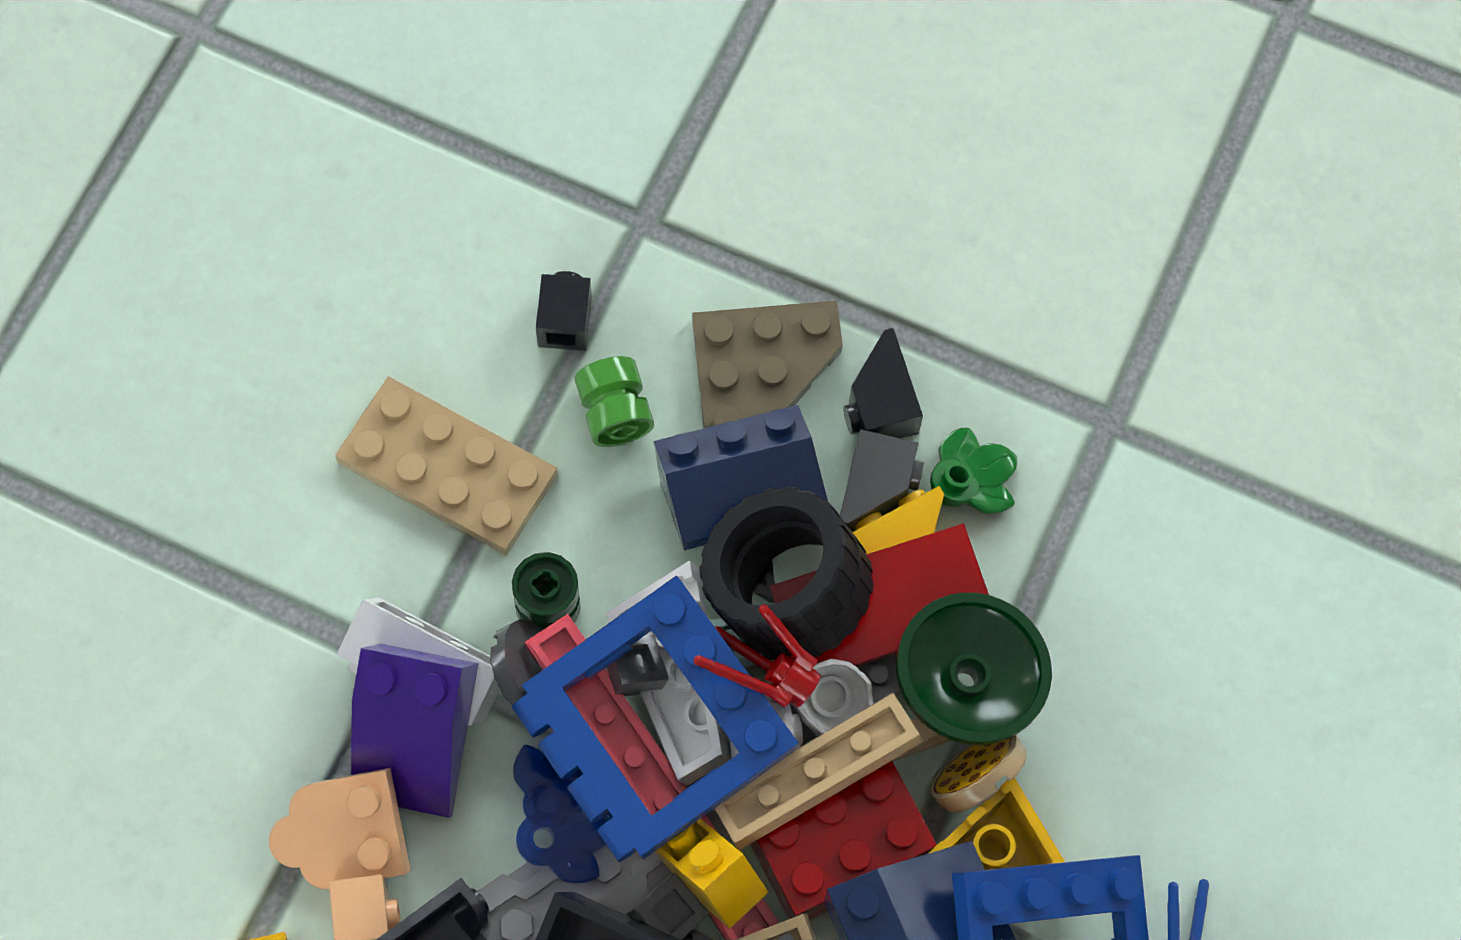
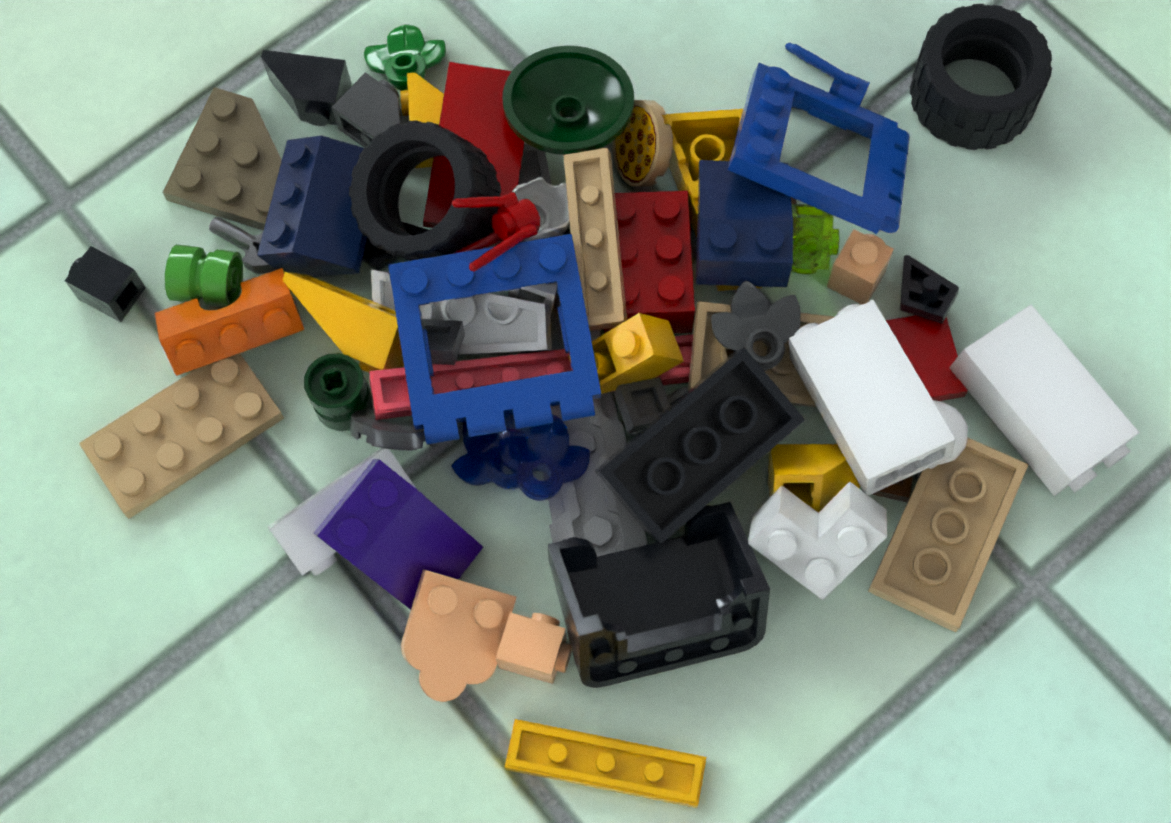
camera: 60 degrees left, 0 degrees up
(595, 479) = (202, 336): none -> orange arch
(626, 560) = (354, 323): none -> yellow slope
(679, 411) = (243, 240): none -> flat silver bar

